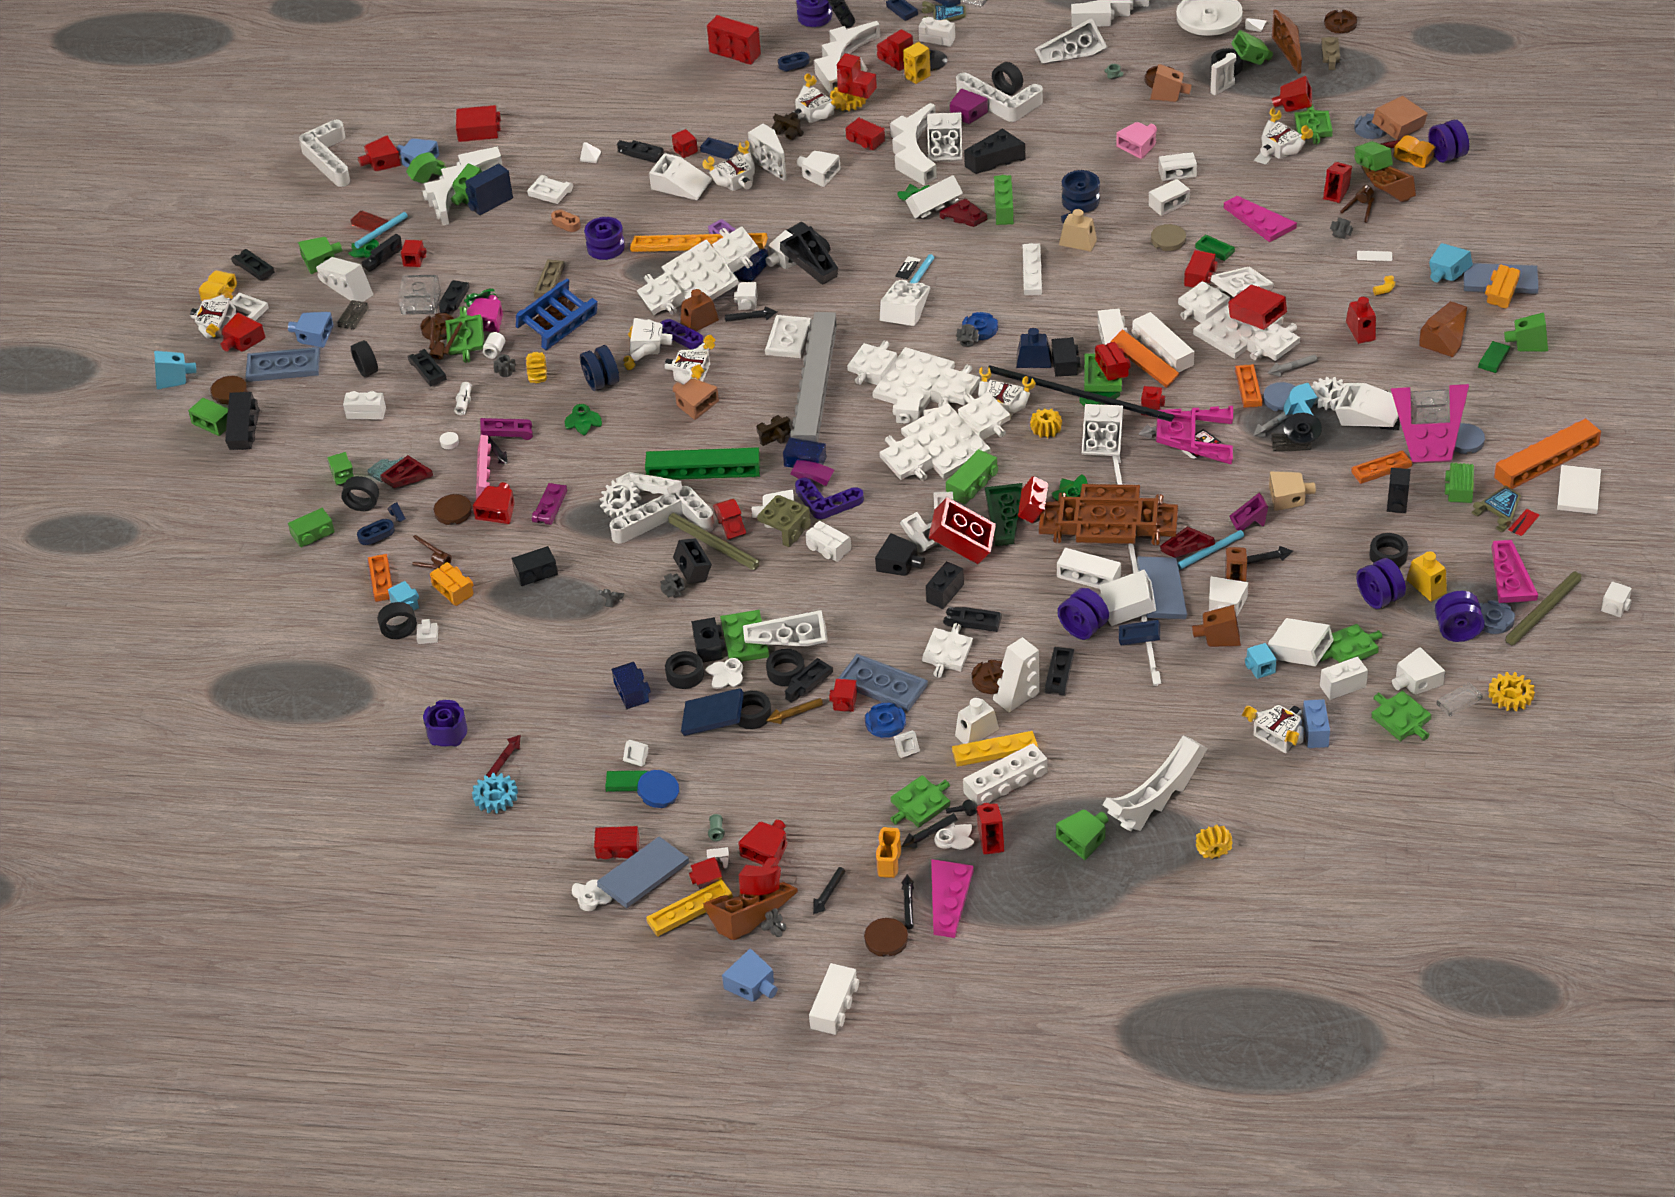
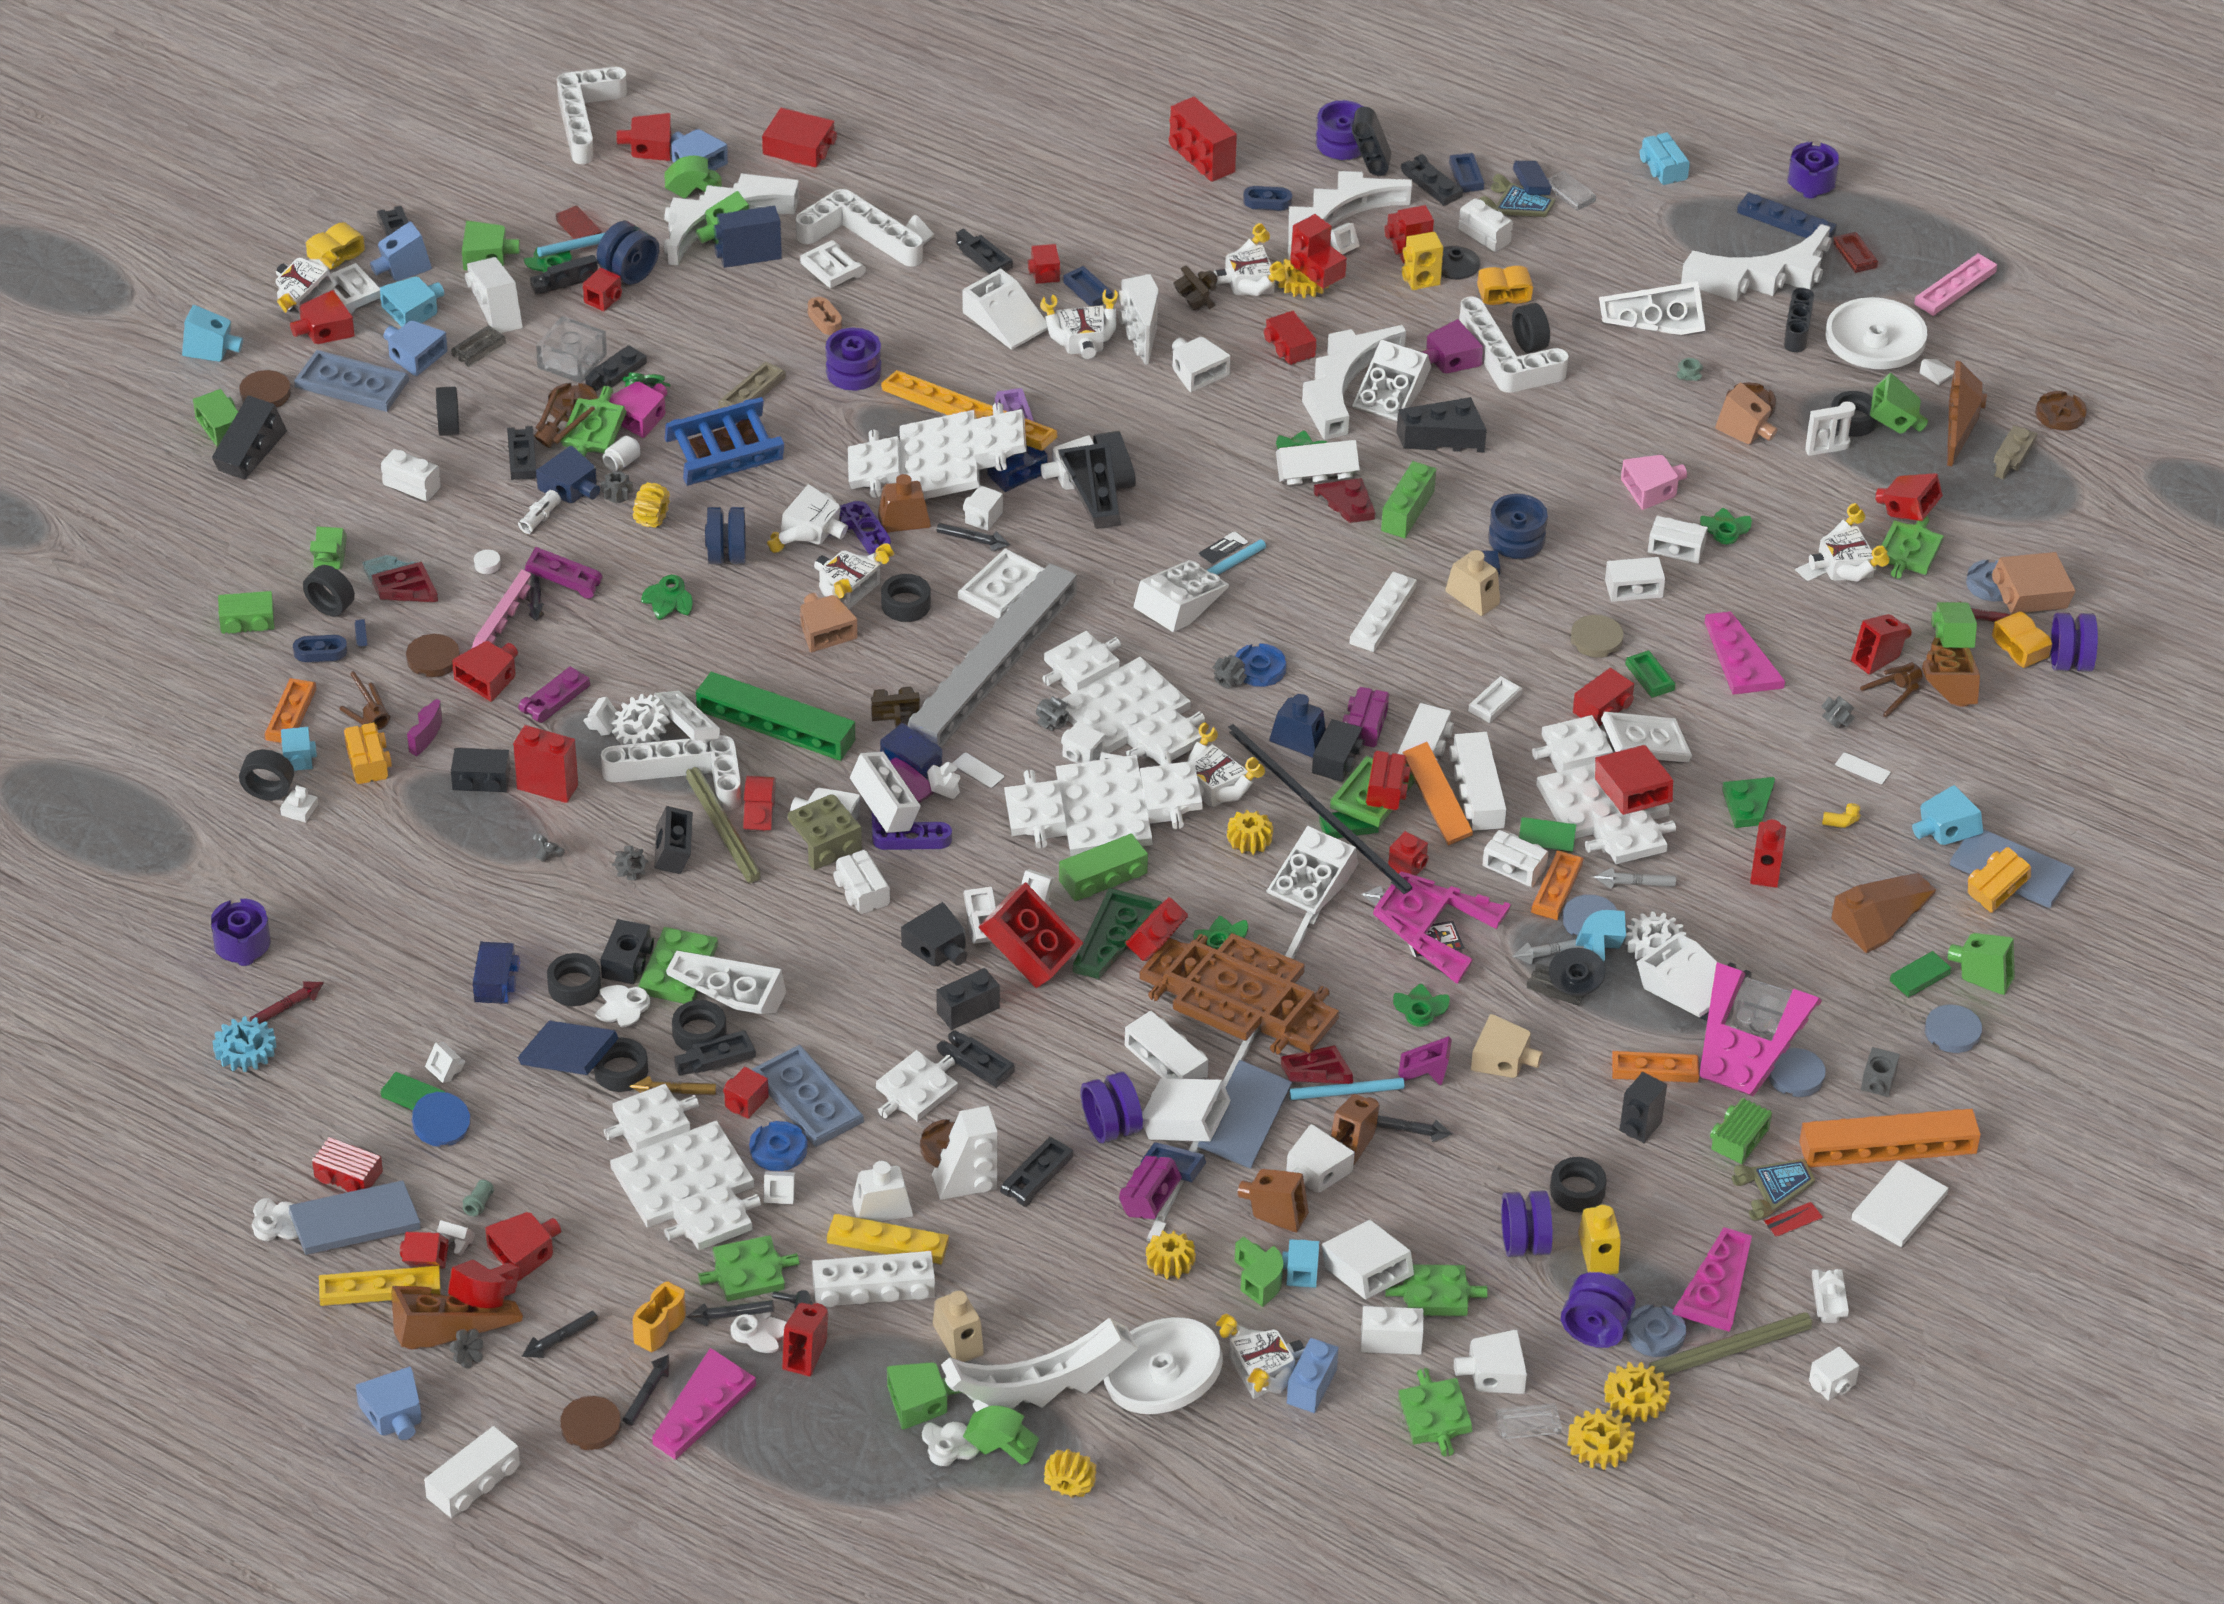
camera: 20 degrees right, 0 degrees up
(268, 275) = (402, 254): none -> medium blue torso
(290, 303) = (410, 300): none -> medium azure torso
(418, 223) = (628, 252): none -> dark blue wheel
(469, 369) = (569, 476): none -> dark blue torso
(480, 554) = (423, 734): none -> magenta slope
(556, 157) = (863, 219): none -> white beam
(579, 545) = (545, 763): none -> red brick
(591, 505) = (601, 716): none -> white tile
(733, 356) = (905, 584): none -> black tyre
(810, 481) = (885, 792): none -> white brick
(835, 758) = (680, 1169): none -> white piece
(837, 463) = (944, 780): none -> white tile
(850, 450) = (978, 770): none -> white sticker
(876, 399) = (1052, 713): none -> dark grey gear
(884, 18) = (1431, 180): none -> black plate
(972, 61) = (1505, 285): none -> light orange brick
(1067, 326) = (1368, 711): none -> magenta brick
(1081, 781) = (956, 1316): none -> tan torso
(1121, 855) = (947, 1443): none -> white plate
(1134, 294) = (1495, 699): none -> white tile
(1137, 652) = (1150, 1187): none -> magenta brick
(1152, 832) = (1001, 1428): none -> bright green brick
(1157, 22) = (1798, 320): none -> black beam
(1177, 687) = (1170, 1254): none -> yellow gear
(1200, 152) = (1725, 527): none -> green plate
(1215, 379) = (1515, 858): none -> white brick
(1219, 486) = (1420, 1005): none -> green plate
(1223, 358) = (1548, 834): none -> green tile
(1232, 754) = (1169, 1370): none -> white dish
(1240, 673) = (1262, 1270): none -> bright green brick
(1323, 297) = (1748, 800): none -> green wing
(1512, 656) = (1637, 1391): none -> yellow gear
(1514, 419) = (1880, 1072): none -> dark grey brick
(1535, 379) = (1953, 1028): none -> sand blue tile
(1581, 554) = (1830, 1295): none -> white hips

